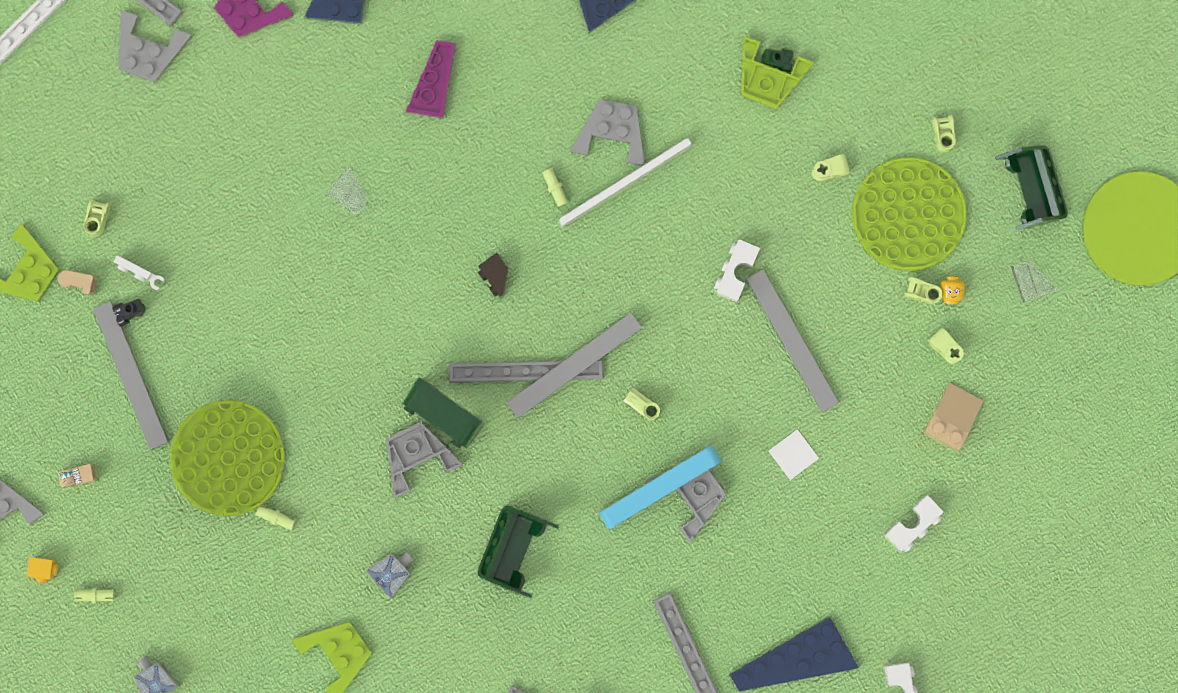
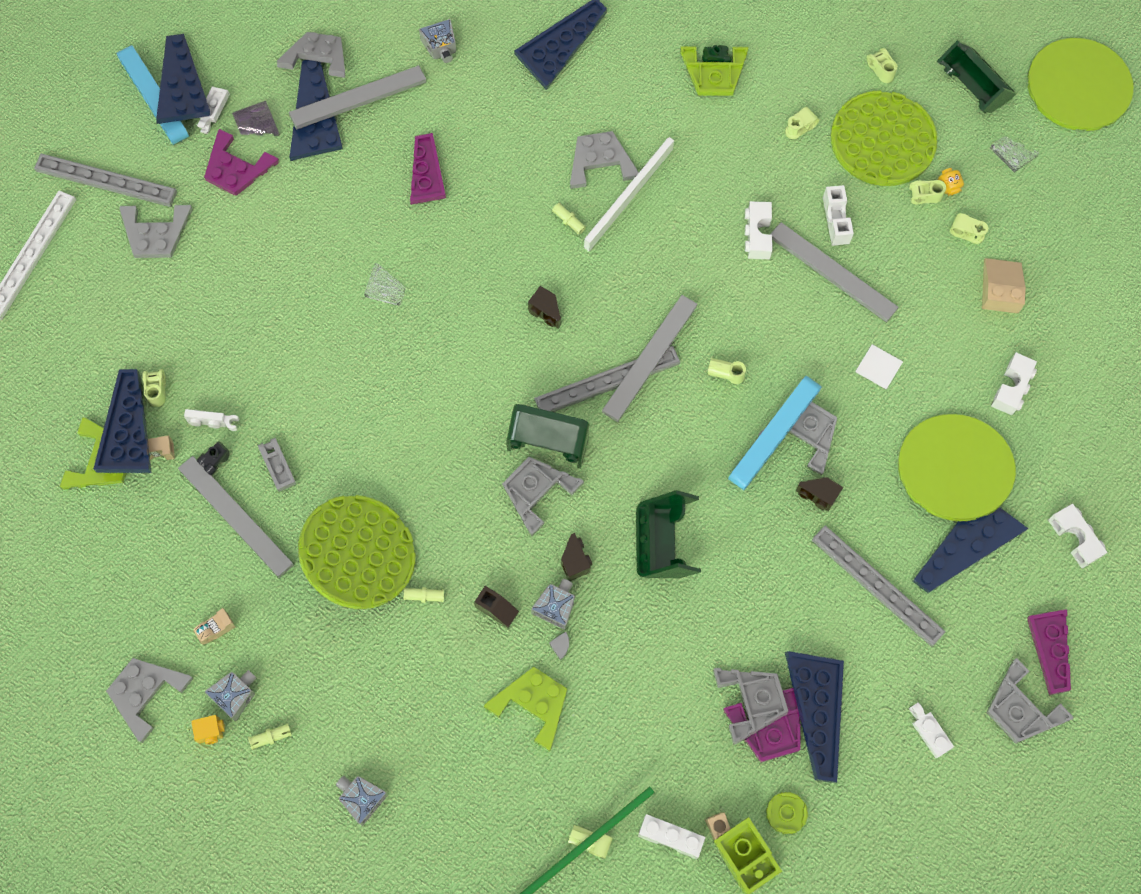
camera: 25 degrees left, 15 degrees down
(53, 259) = (124, 436): none -> dark blue wing
(74, 544) = (233, 693): none -> torso
(184, 339) = (277, 465): none -> light grey plate
(335, 555) = (496, 607): none -> dark brown slope
(381, 611) = (560, 645): none -> light grey tile
(423, 537) = (574, 560): none -> dark brown slope
(681, 559) = (820, 491): none -> dark brown slope
(818, 584) = (956, 467): none -> lime tile
(820, 285) = (835, 208): none -> white arch

